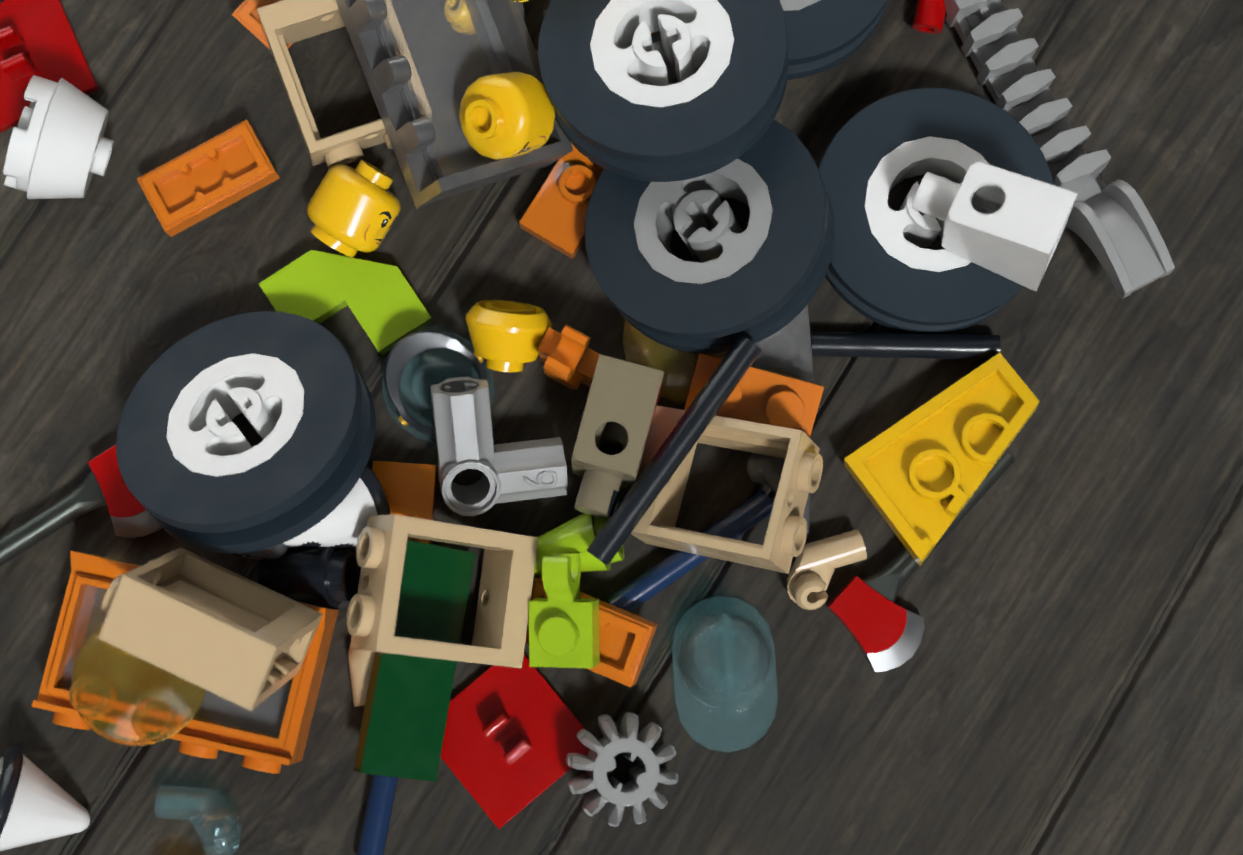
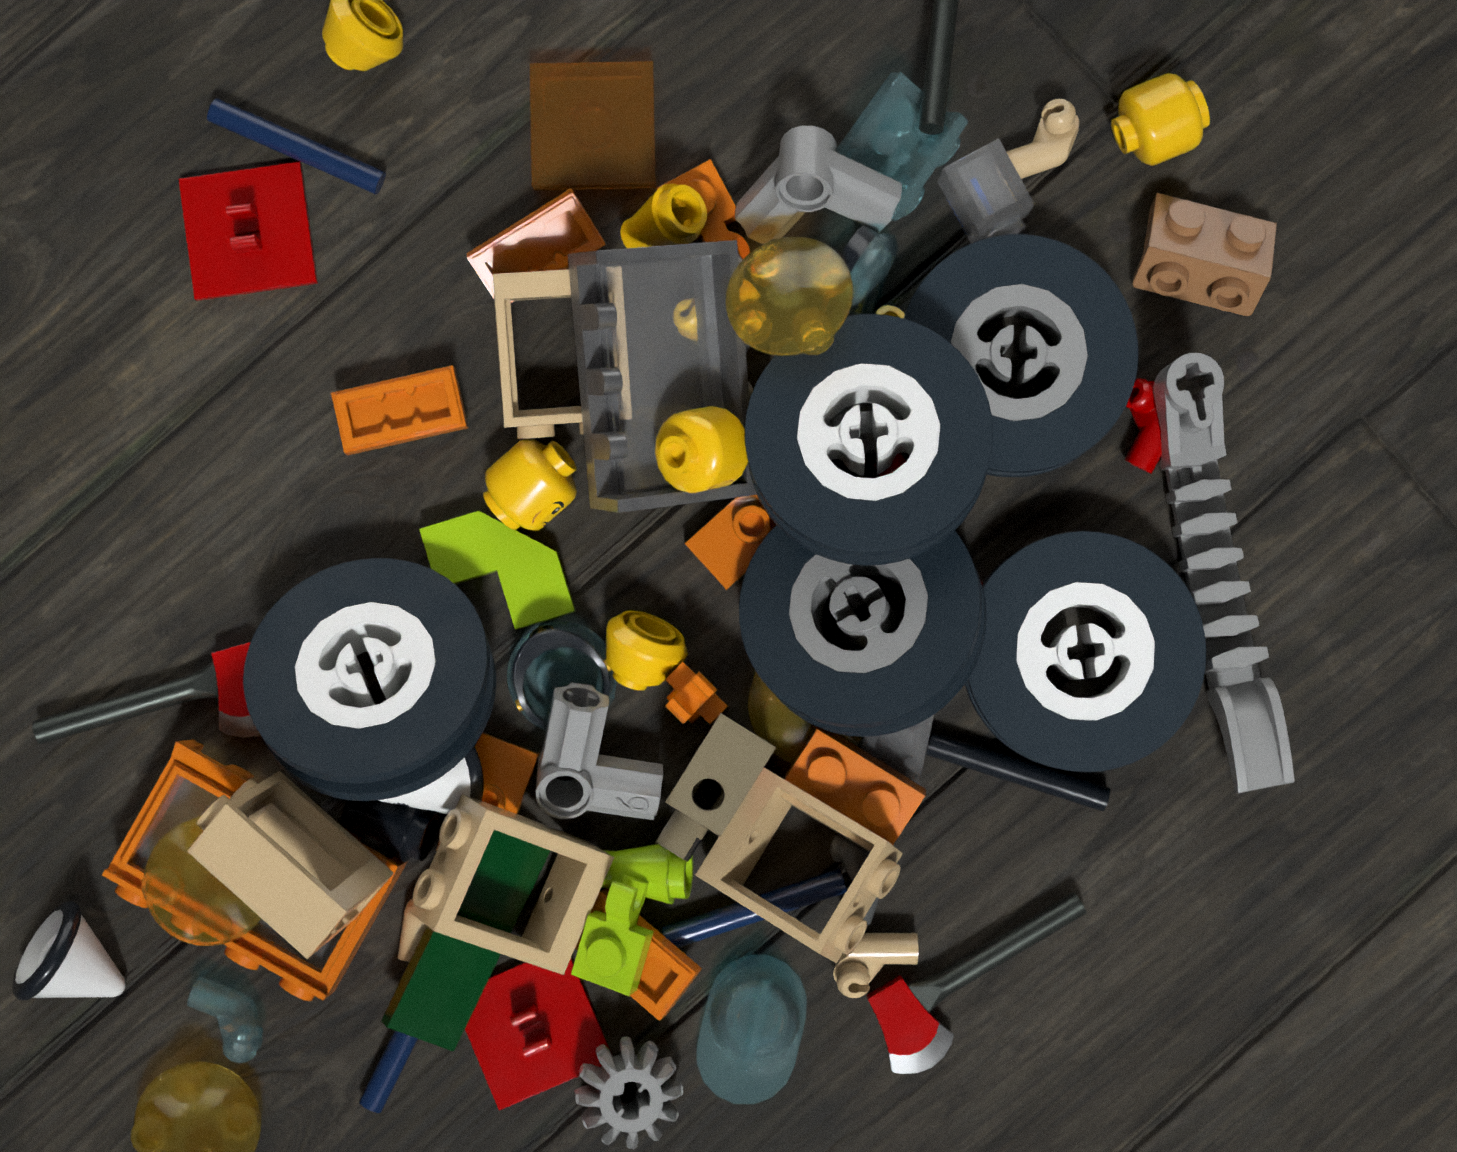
camera: 15 degrees right, 5 degrees up
(57, 142) = (267, 339): white cone -> none
(674, 449) = (764, 818): black bar -> none
(941, 453) = (1018, 887): yellow wing -> none
(998, 219) = (1152, 718): white torso -> none

